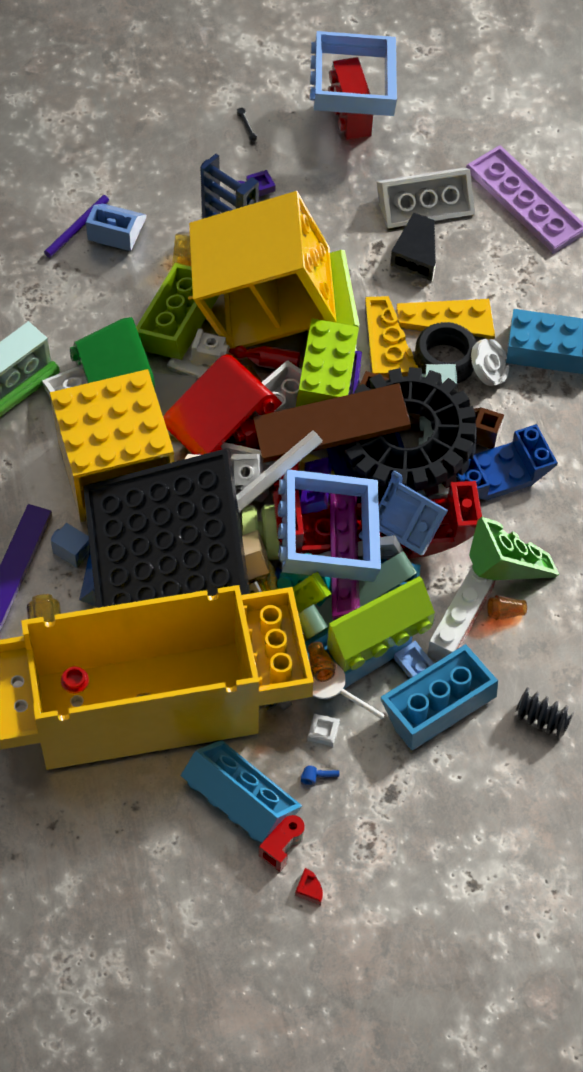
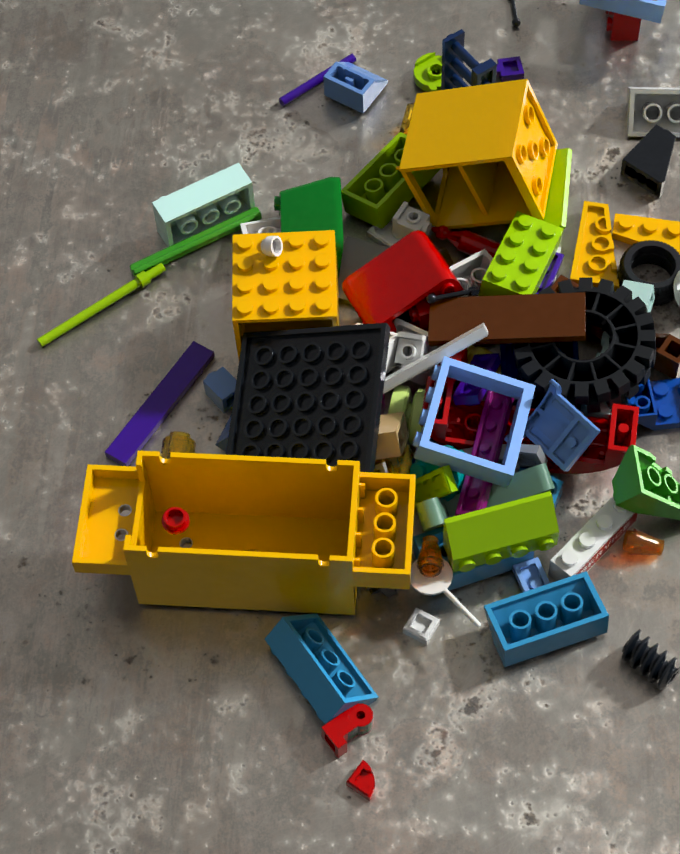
camera: 20 degrees right, 0 degrees up
(93, 396) = (272, 246): none -> white hinge
(178, 203) = (423, 72): none -> lime plate
(255, 417) = (471, 291): none -> black hinge
(311, 772) = (396, 666): blue hand -> none

